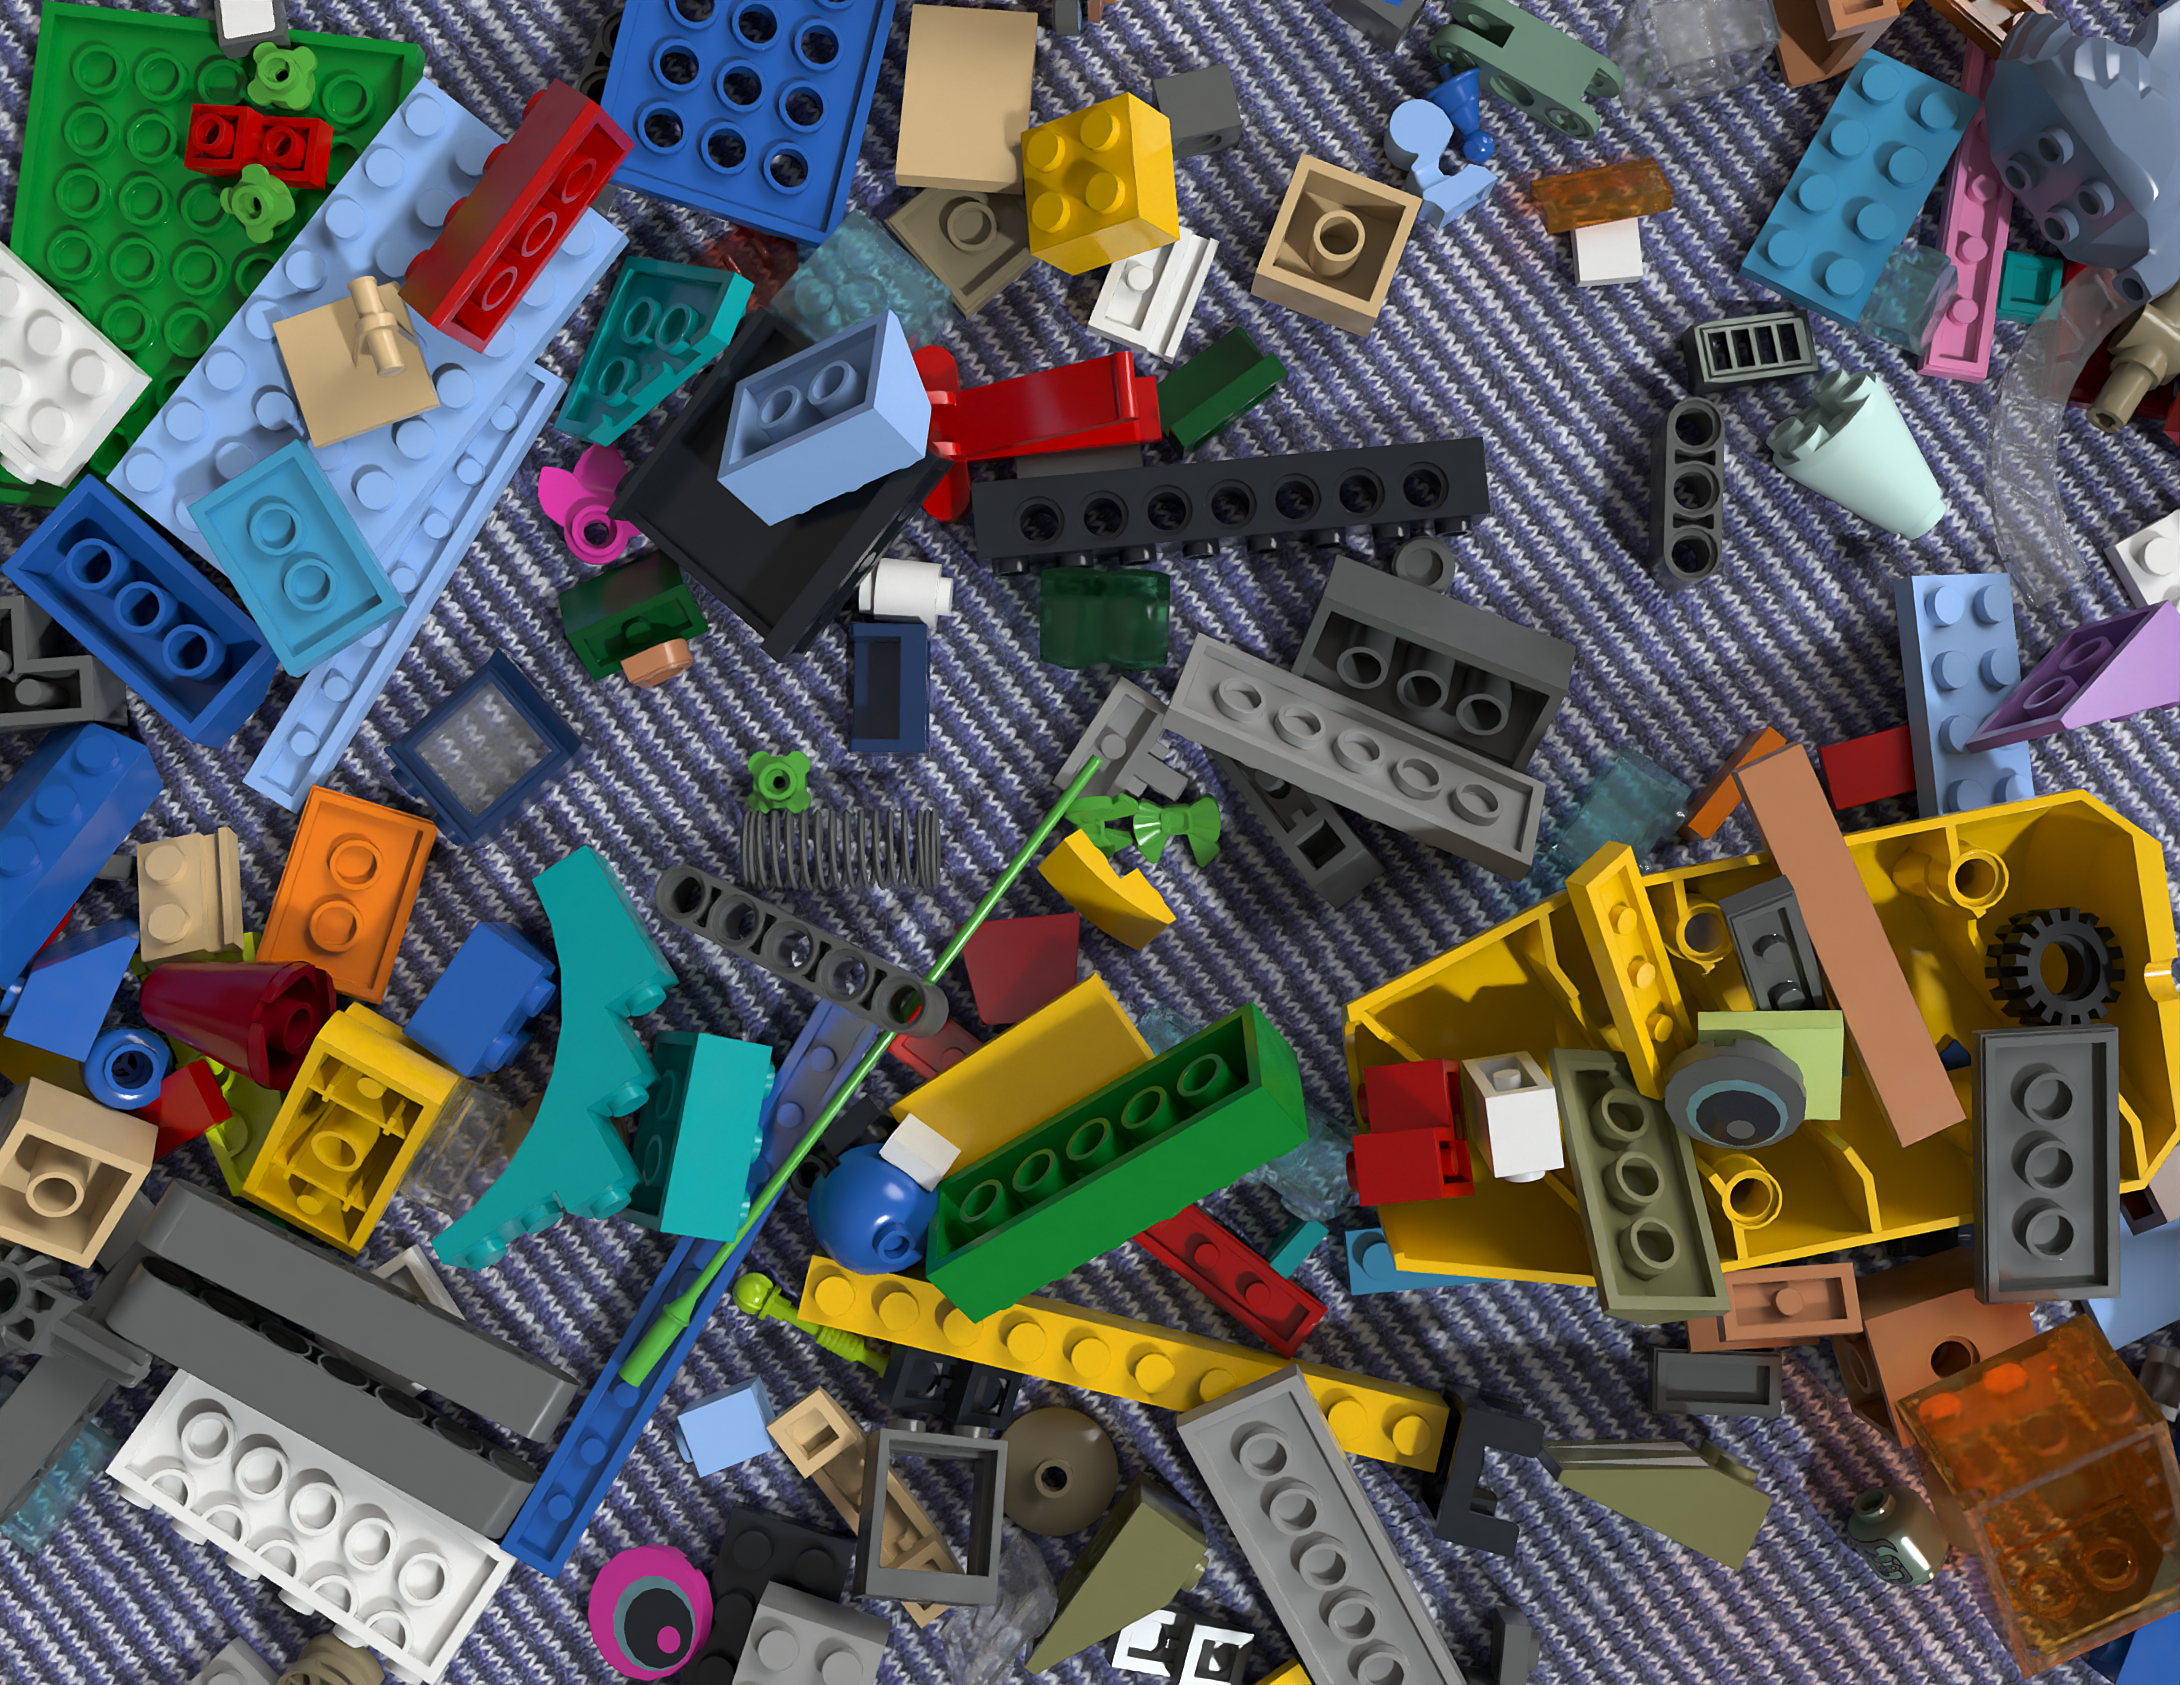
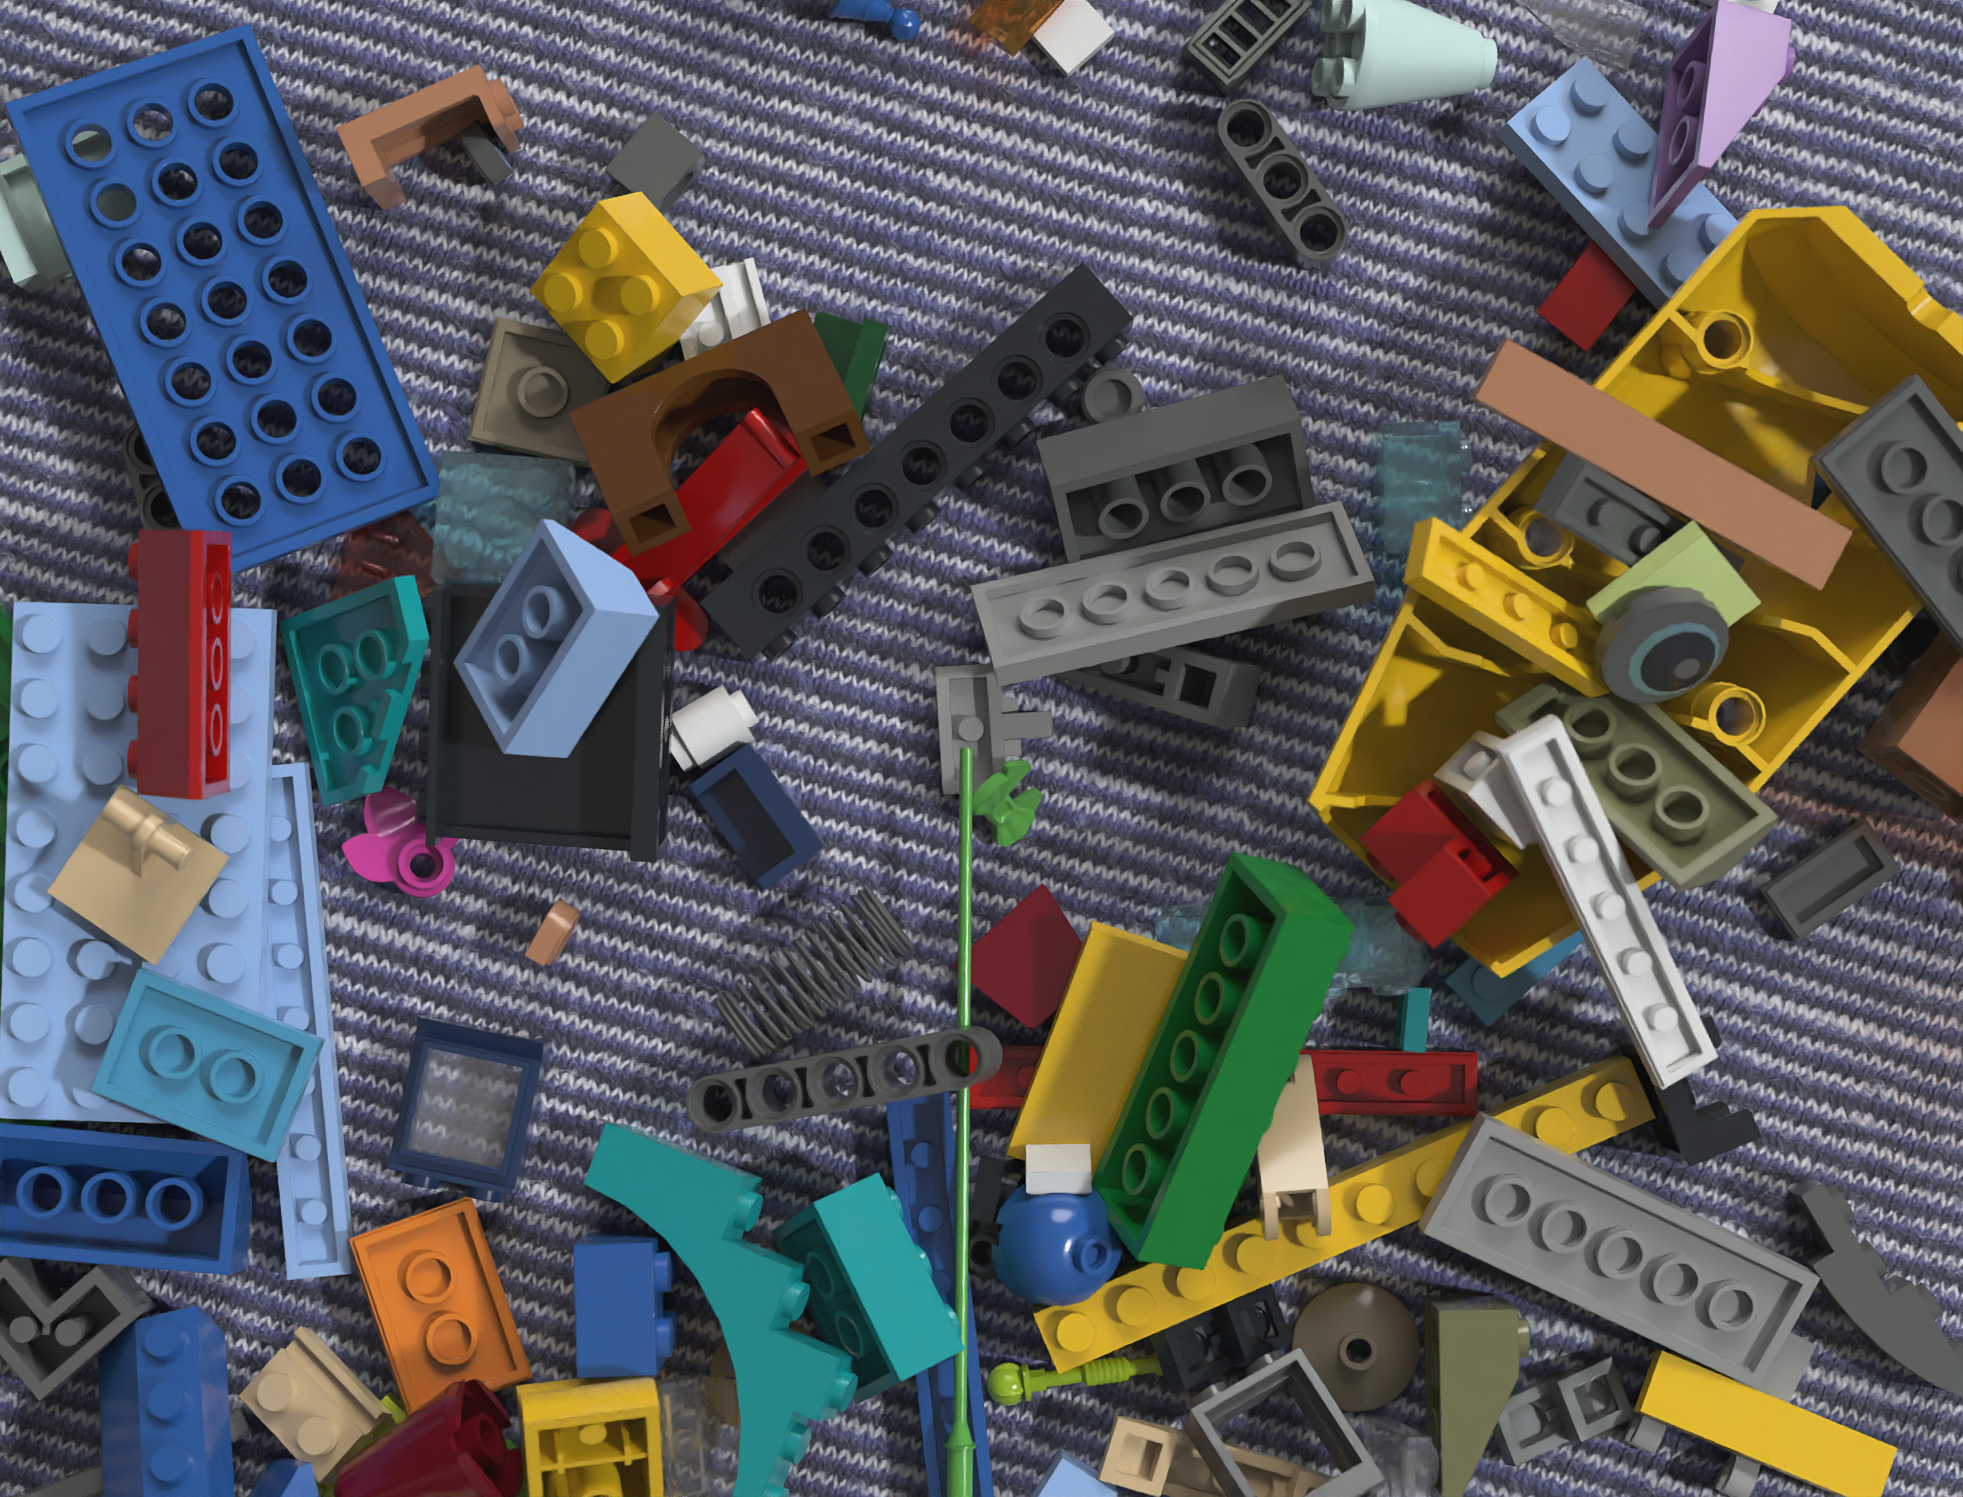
camera: 35 degrees left, 0 degrees up
(629, 612) = (498, 909): dark green panel -> none
(792, 769) = (703, 957): bright green plate -> none
(966, 99) = (461, 291): tan tile -> none
(1028, 305) = (640, 427): none -> reddish brown arch
(1104, 618) = (887, 631): clear green brick -> none
(1113, 1289) = (1292, 1159): none -> tan piece
(1120, 907) = (1075, 853): yellow slope -> none
(1197, 820) = (1082, 737): bright green piece -> none
(1335, 245) = (850, 194): tan brick -> none
(1416, 144) = (852, 56): light blue leg -> none
(1532, 1269) = (1605, 900): none -> white tile
(1668, 1486) = (1851, 990): olive slope -> none
(1721, 793) = (1485, 425): orange tile -> none
(1780, 1309) = (1825, 788): nougat panel -> none
(2087, 960) = (1869, 333): black tyre -> none

